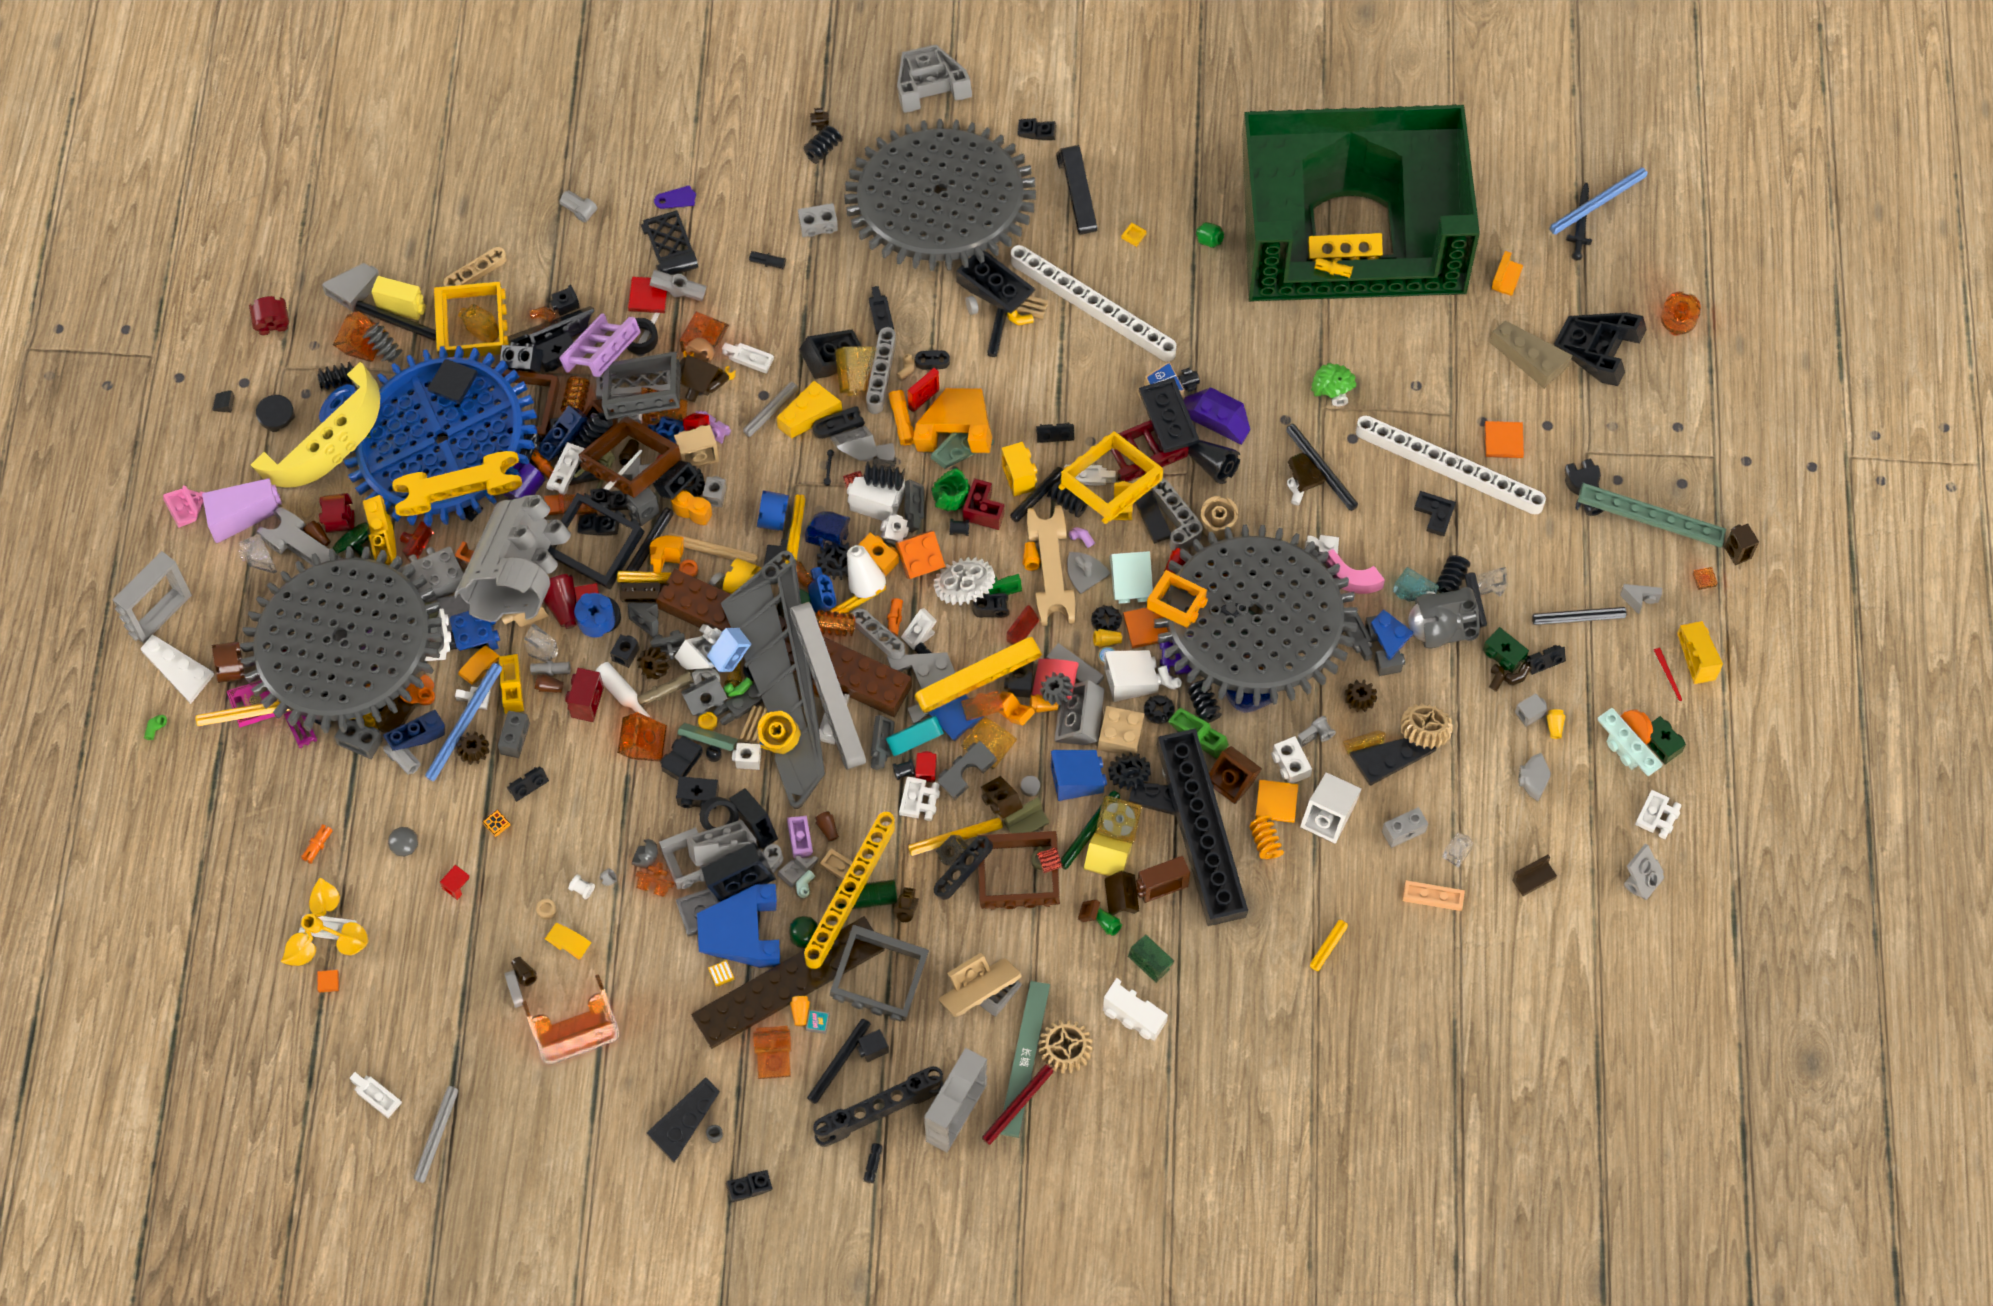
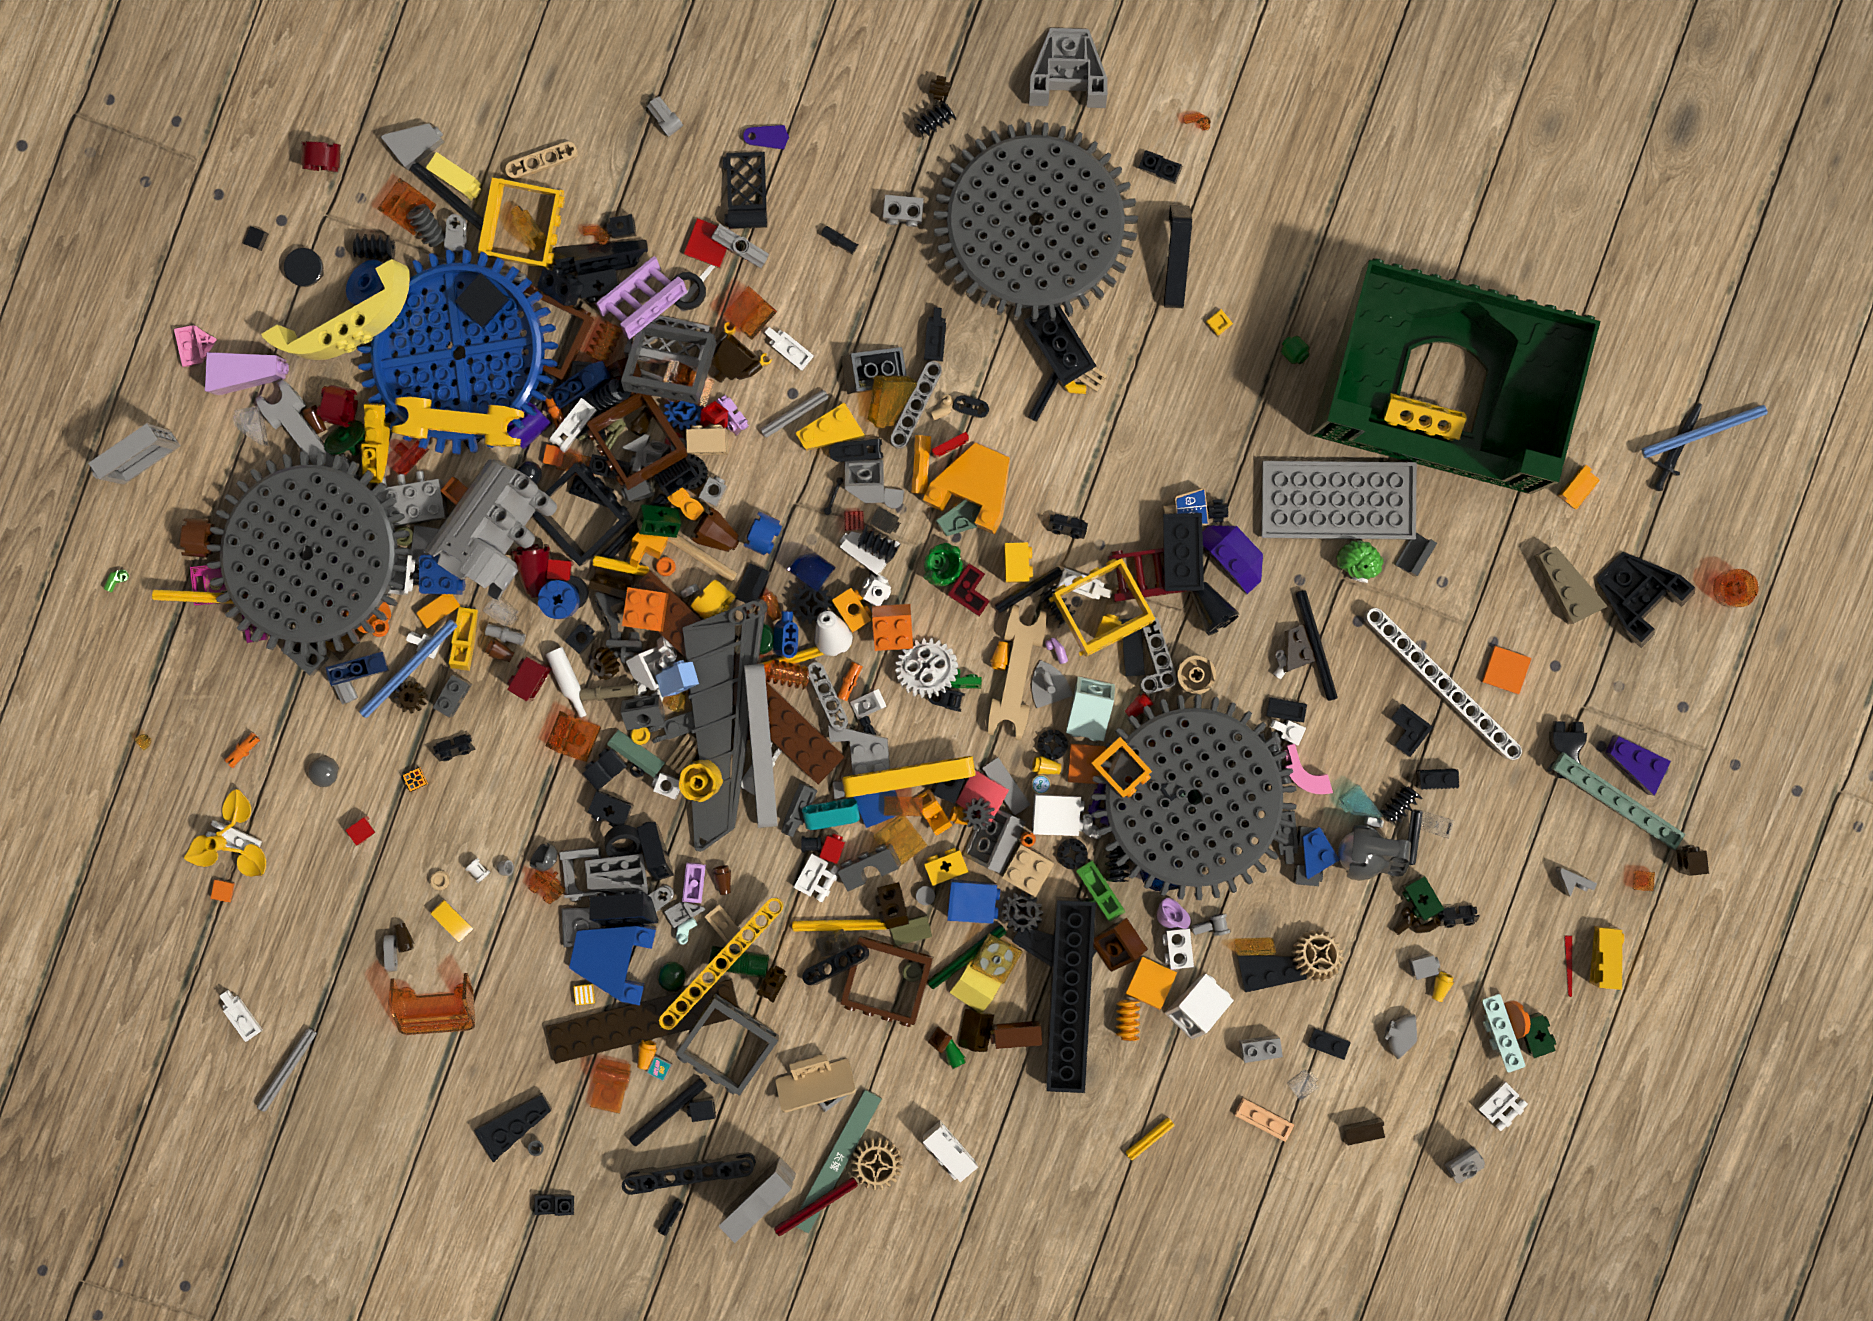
camera: 15 degrees right, 25 degrees up
(182, 671) = (151, 524): white wing -> none
(214, 864) = (143, 741): none -> clear yellow hinge
(411, 346) = (455, 236): none -> light grey piece
(610, 484) = (607, 470): white sticker -> none
(670, 525) = (658, 521): none -> dark green brick
(680, 595) = (645, 609): none -> orange brick
(701, 349) = (740, 336): medium nougat hair -> none
(727, 522) = (715, 532): none -> reddish brown cone
(737, 690) = (676, 717): bright green arm -> none
(796, 524) = (779, 560): yellow axle -> none
(914, 504) = (904, 566): dark grey hinge -> none
(959, 527) = (941, 604): black bush -> none
(972, 305) = (1029, 357): light grey tile -> none
(1022, 626) = (969, 729): clear red slope -> none
(1039, 760) = (939, 874): none -> yellow brick
(1049, 860) = (916, 987): clear red tile -> none
(1052, 85) = (1199, 118): none -> clear orange arm
(1096, 310) = (1148, 383): white beam -> none
(1111, 700) = (1028, 834): none -> orange pin
(1150, 958) = (982, 1103): clear green hinge -> none
(1272, 732) = (1172, 914): none -> lavender hat
(1295, 342) = (1339, 500): none -> light grey plate
(1315, 528) = (1286, 709): none -> black tile
(1333, 267) = (1403, 442): yellow pin -> none
(1356, 689) = (1273, 898): dark brown gear -> none
(1382, 368) = (1415, 555): none -> dark grey panel
(1469, 807) = (1329, 1043): none -> black plate
(1478, 544) = (1437, 779): none -> black brick
(1579, 615) = (1507, 881): axle -> none
(1655, 478) = (1639, 763): none -> dark purple wedge

